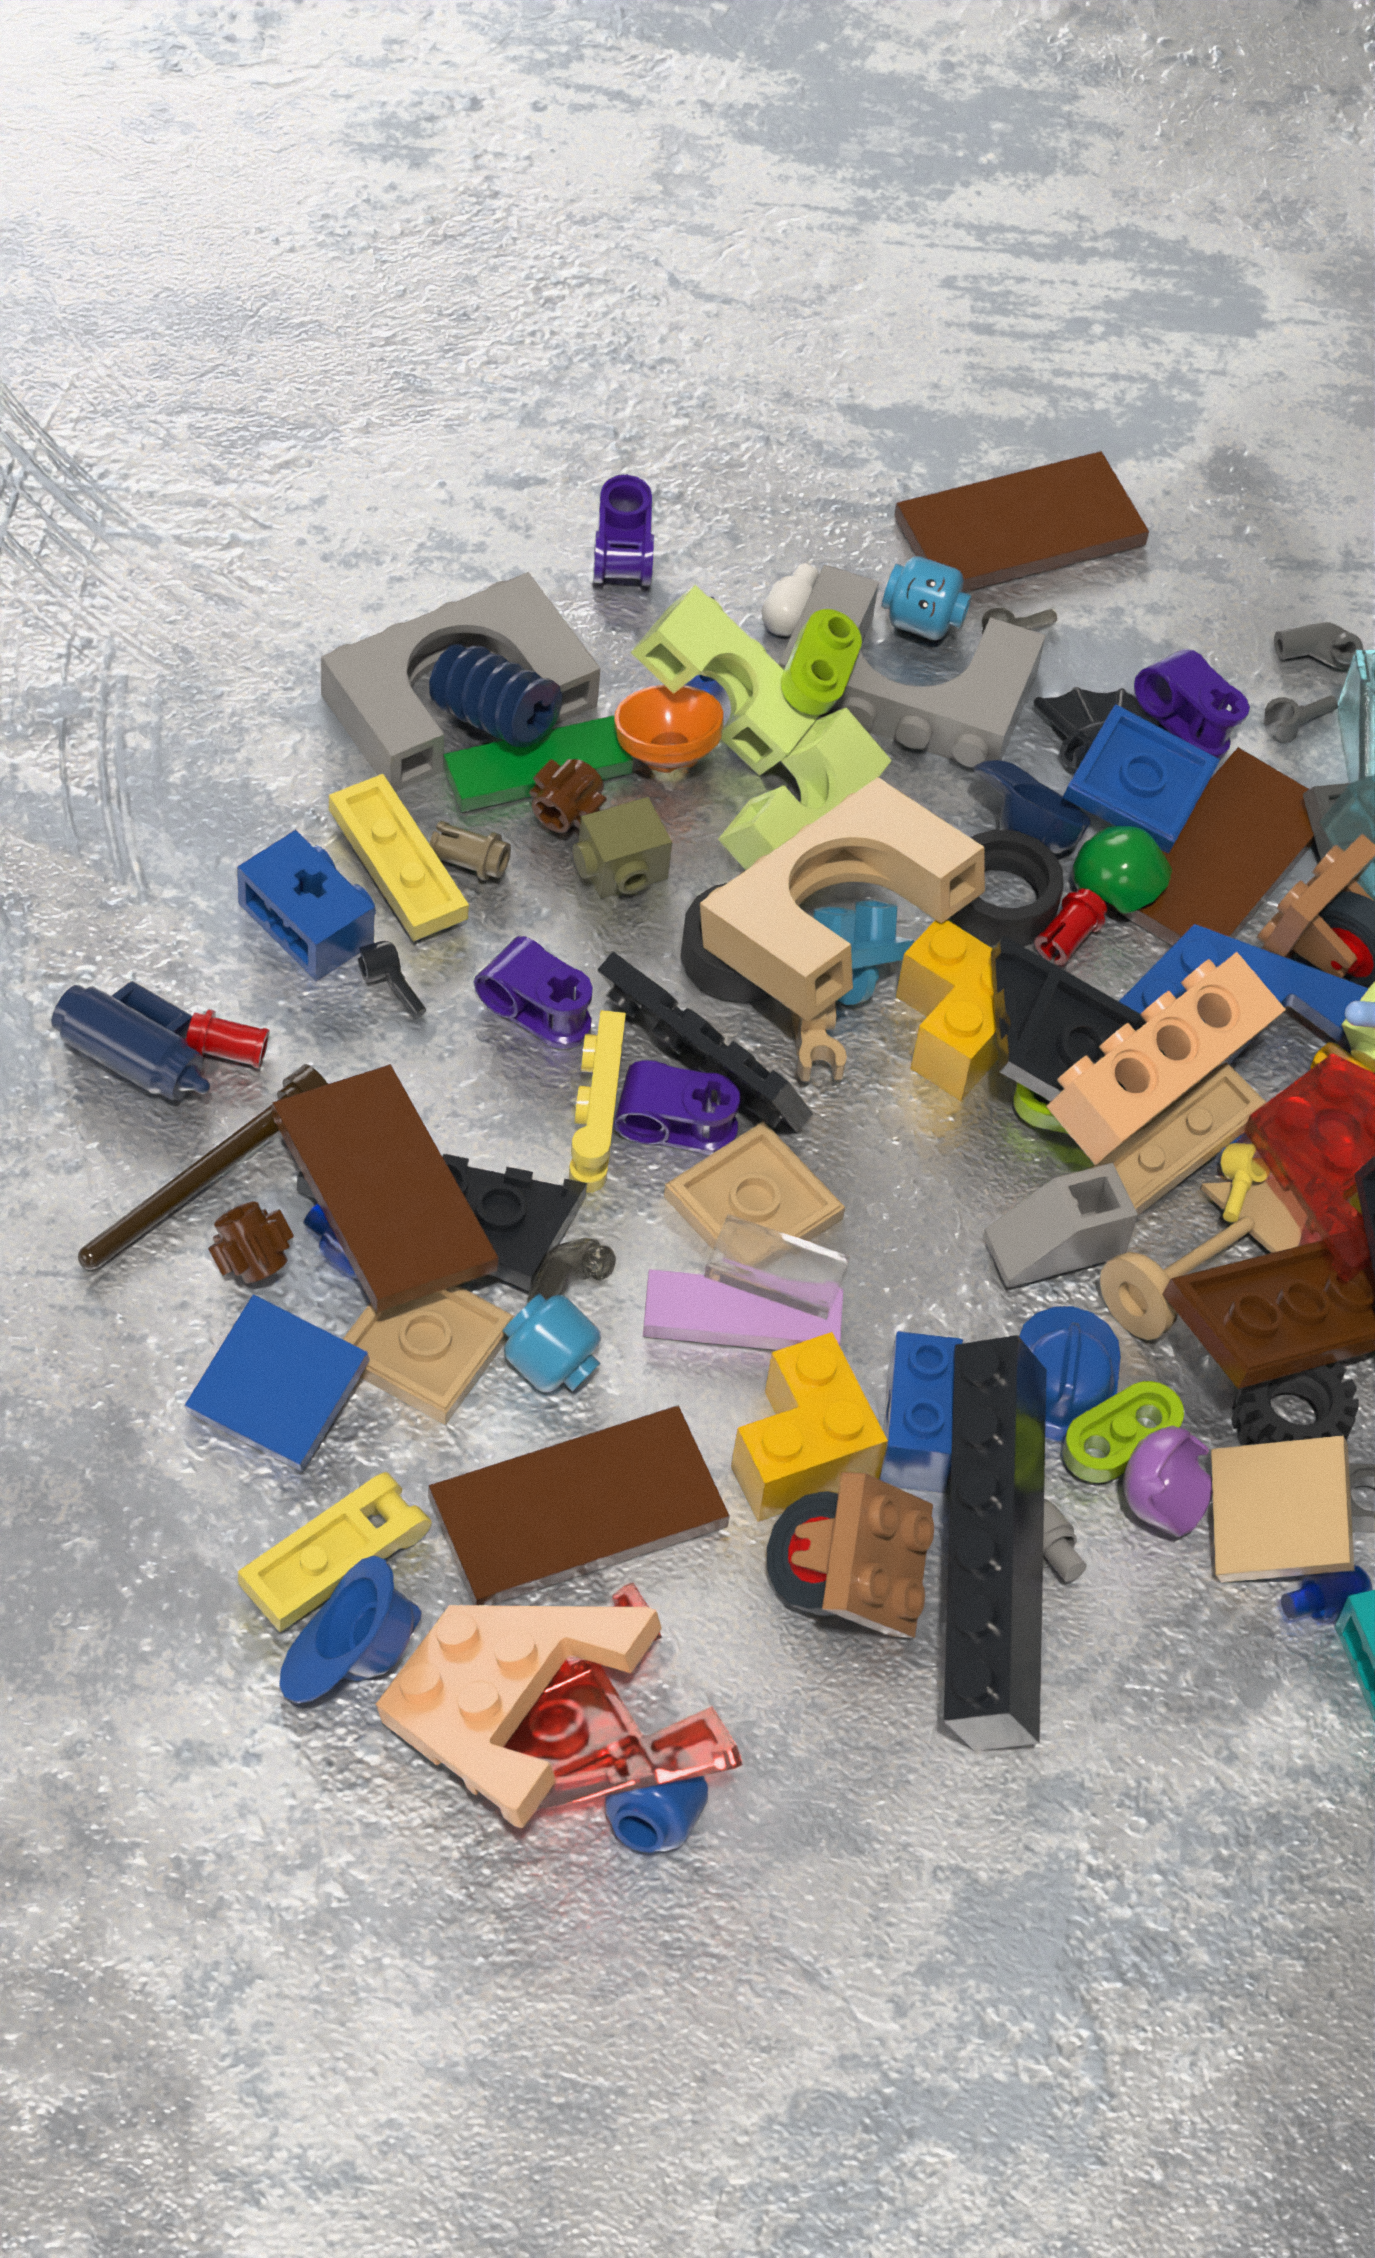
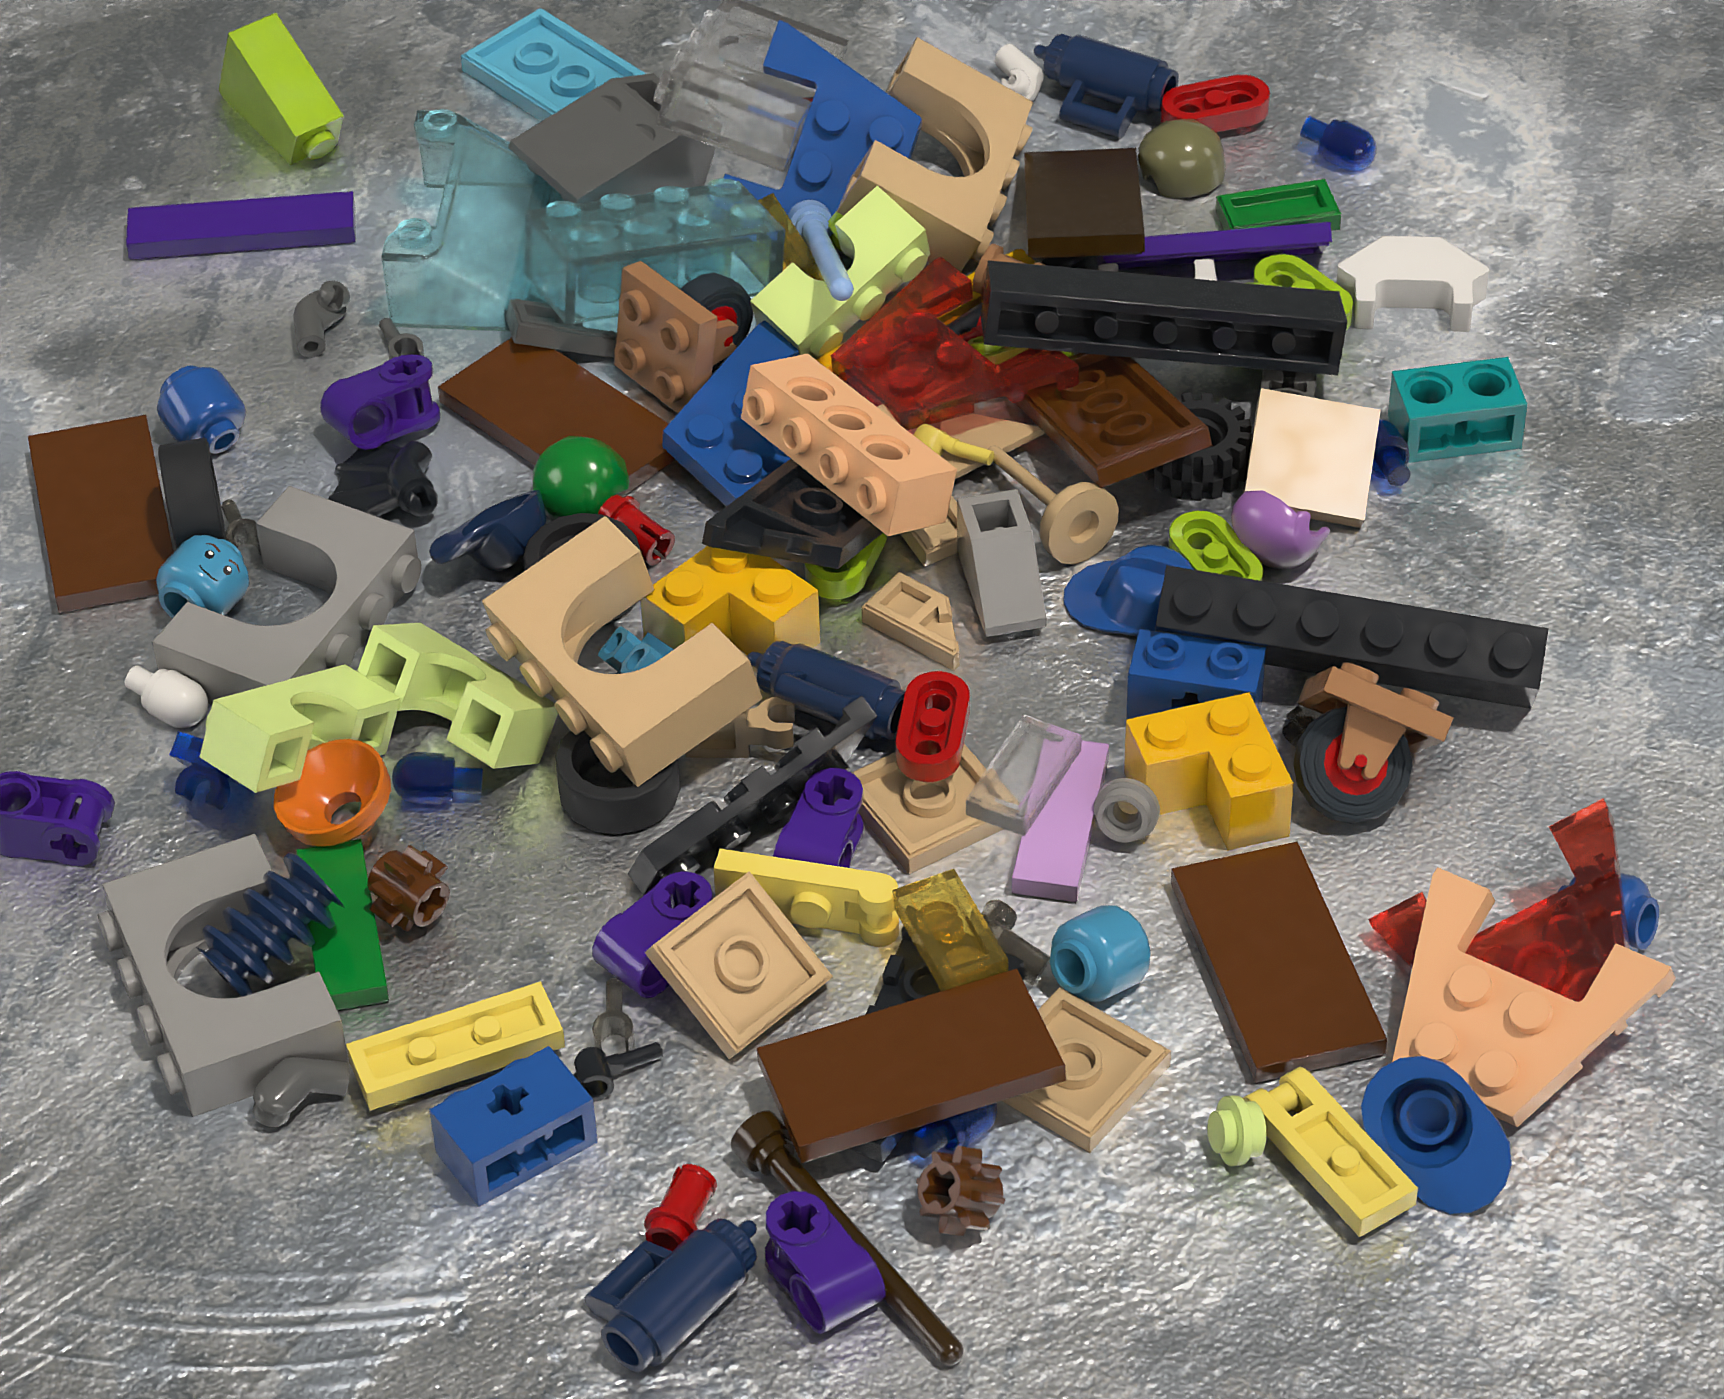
camera: 75 degrees left, 10 degrees down
(163, 1140) = (819, 1262): none -> dark purple piece
(277, 1382) = (1129, 1184): blue tile -> none
(343, 745) = (291, 1082): none -> dark grey arm
(346, 1468) = (1237, 1130): none -> yellowish green plate
(436, 975) = (613, 1020): none -> clear smoke hand
(471, 850) = (465, 972): dark tan pin -> none
(500, 1050) = (738, 965): none -> tan tile
(542, 1203) = (949, 930): none -> clear yellow plate
(623, 848) = (485, 851): olive brick -> none
(714, 803) = (433, 778): none -> clear blue cylinder
(744, 1359) = (1121, 825): none -> light grey plate
(818, 1179) = (932, 726): none -> red plate
(822, 650) = (300, 643): lime plate -> none
(871, 1101) = (827, 684): none -> dark blue piece
(999, 1175) = (914, 618): none -> tan tile
(1007, 545) = (191, 490): none -> black tyre
(1141, 777) = (473, 448): blue tile -> none
(1157, 567) = (201, 405): none -> blue head

